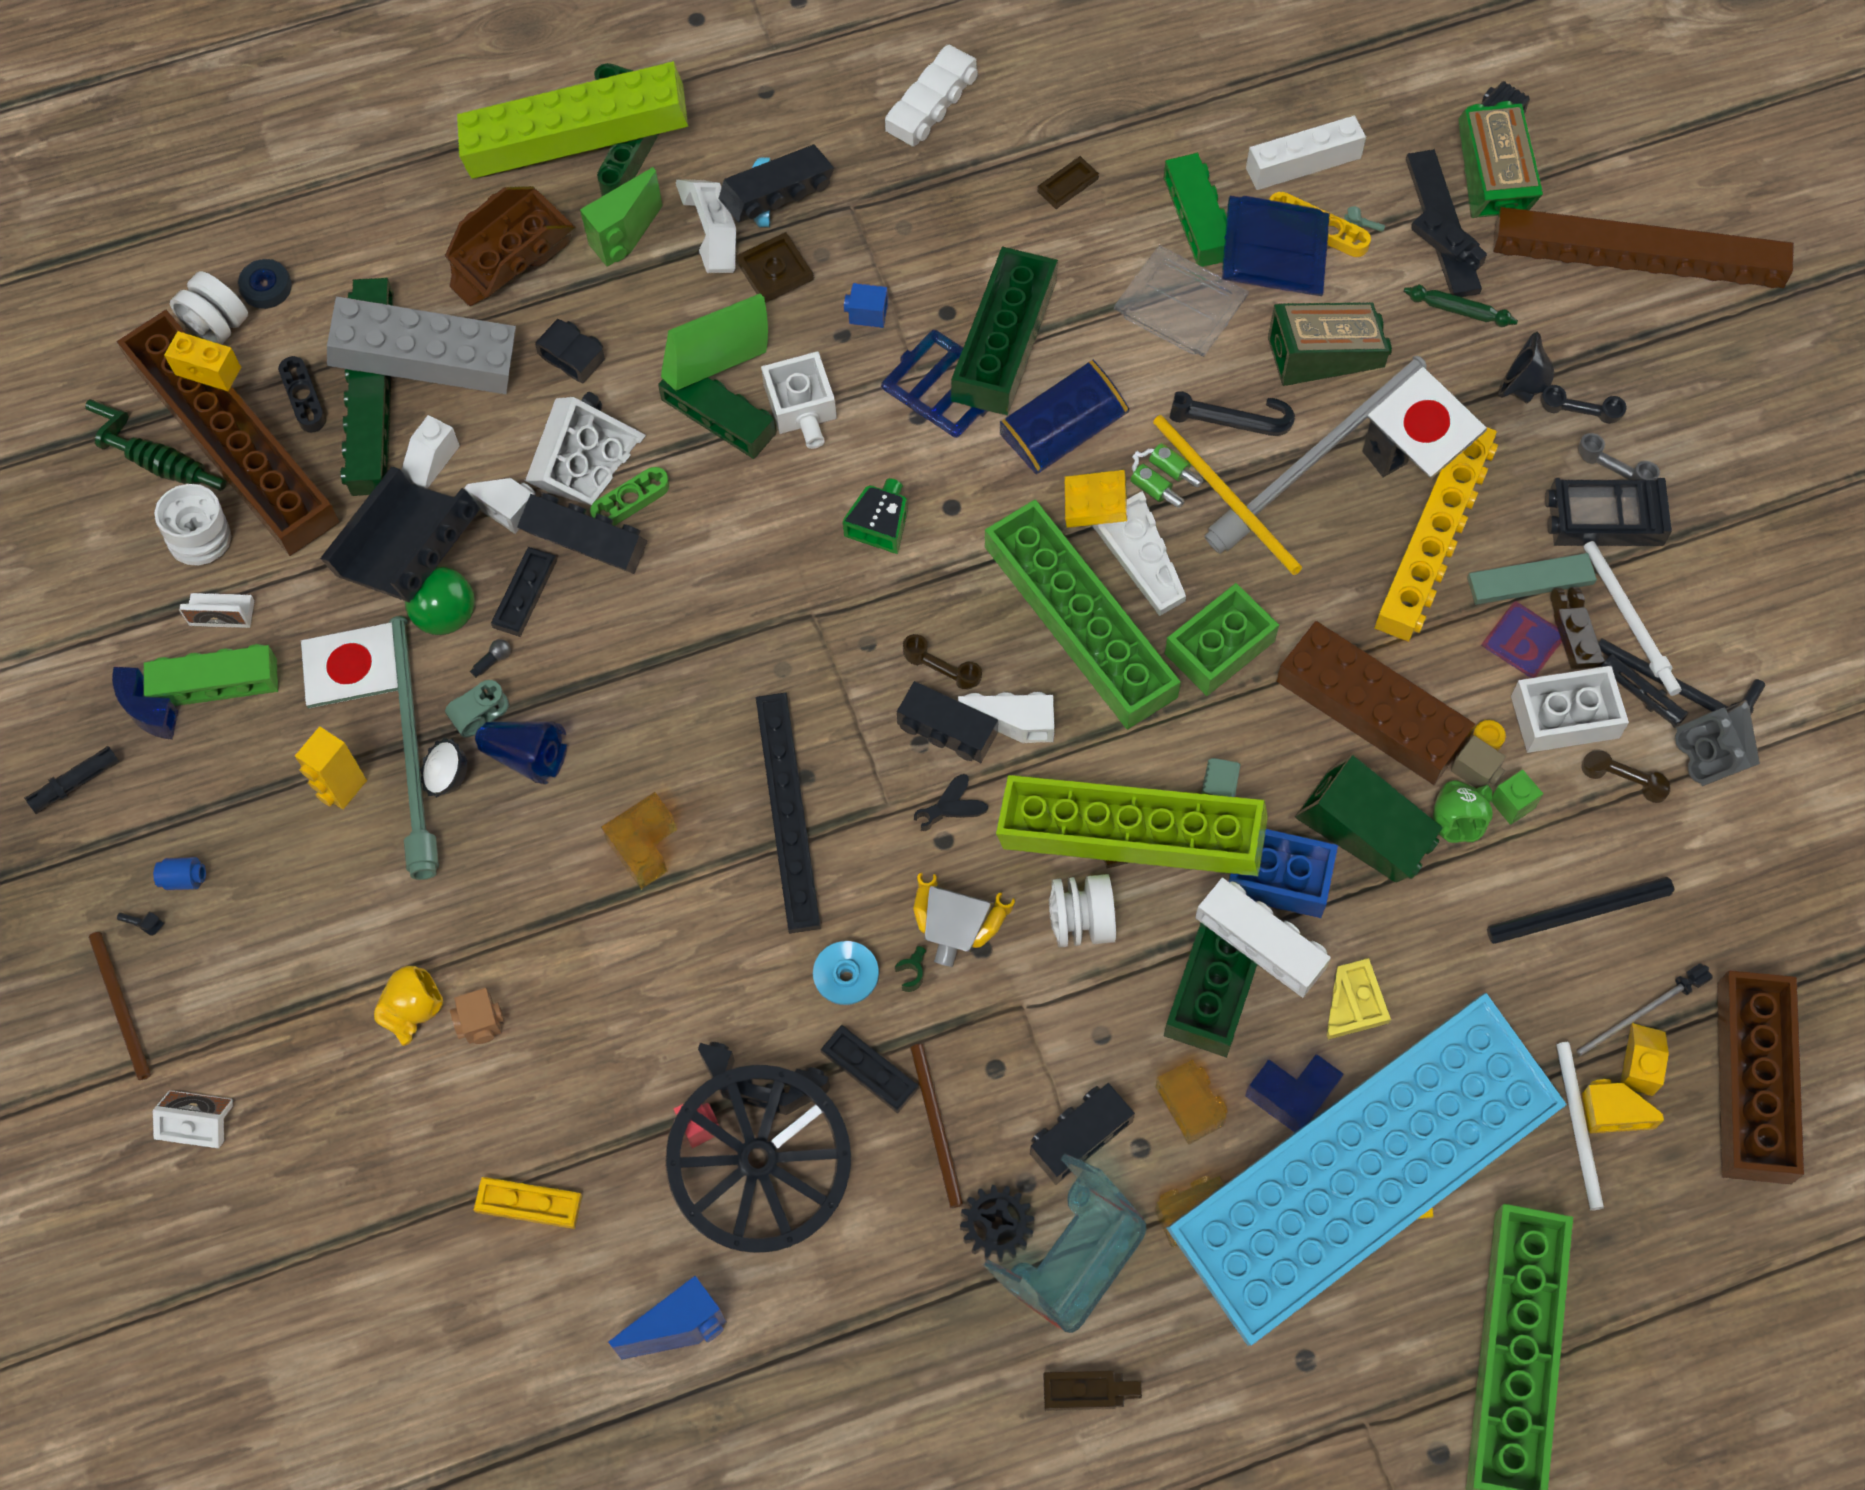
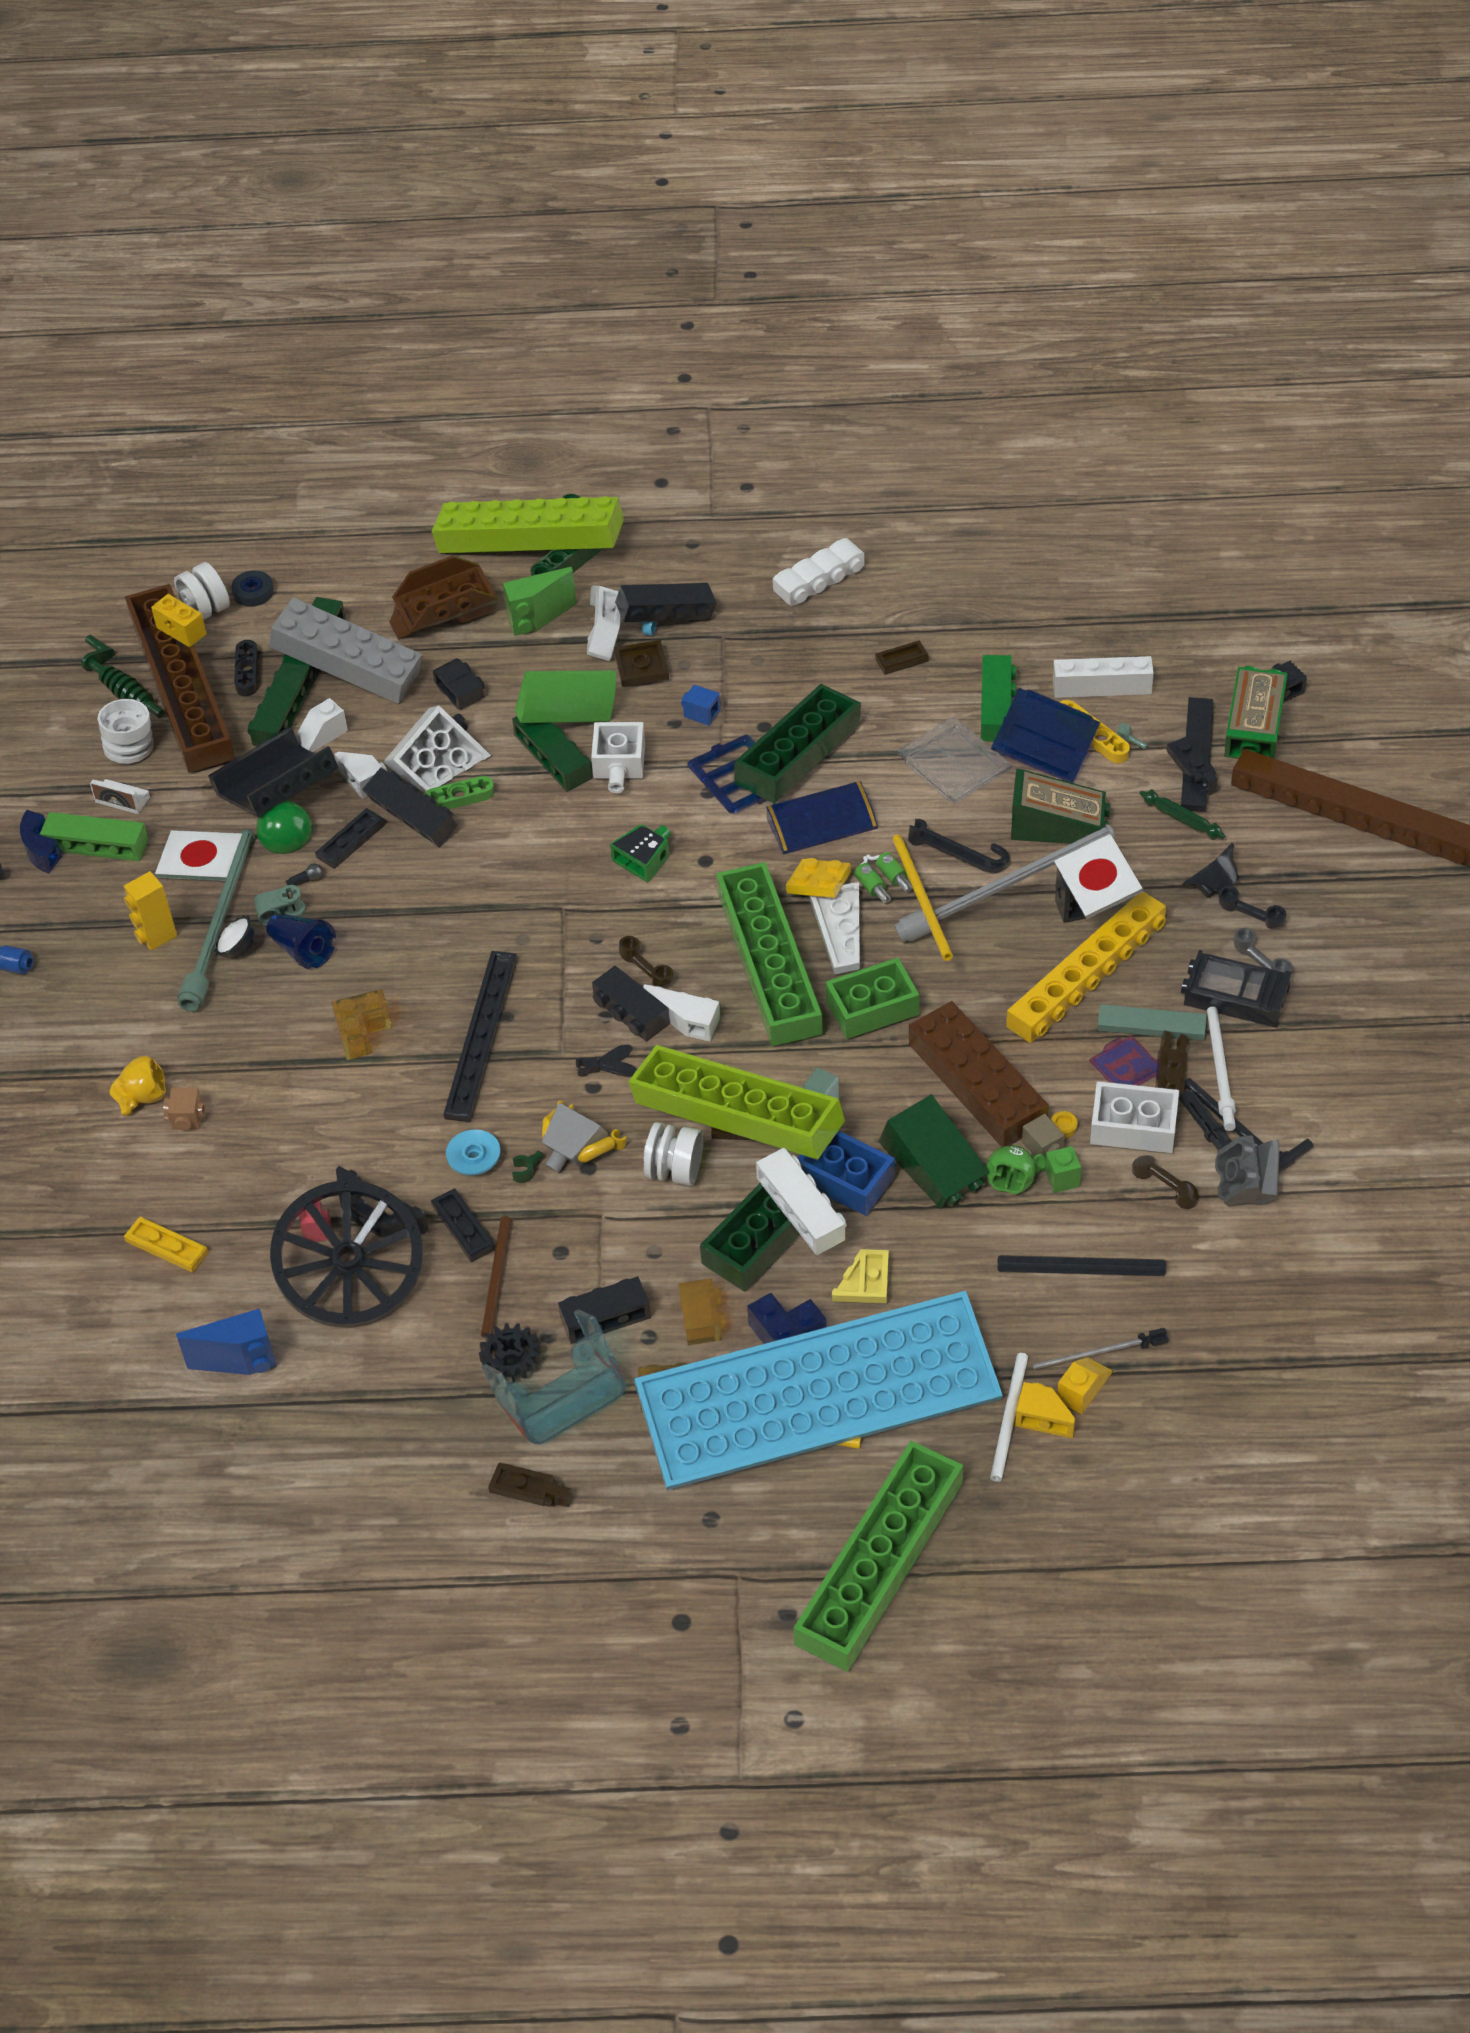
camera: 20 degrees right, 15 degrees down
(1760, 1078) = (1170, 1417): reddish brown brick -> none

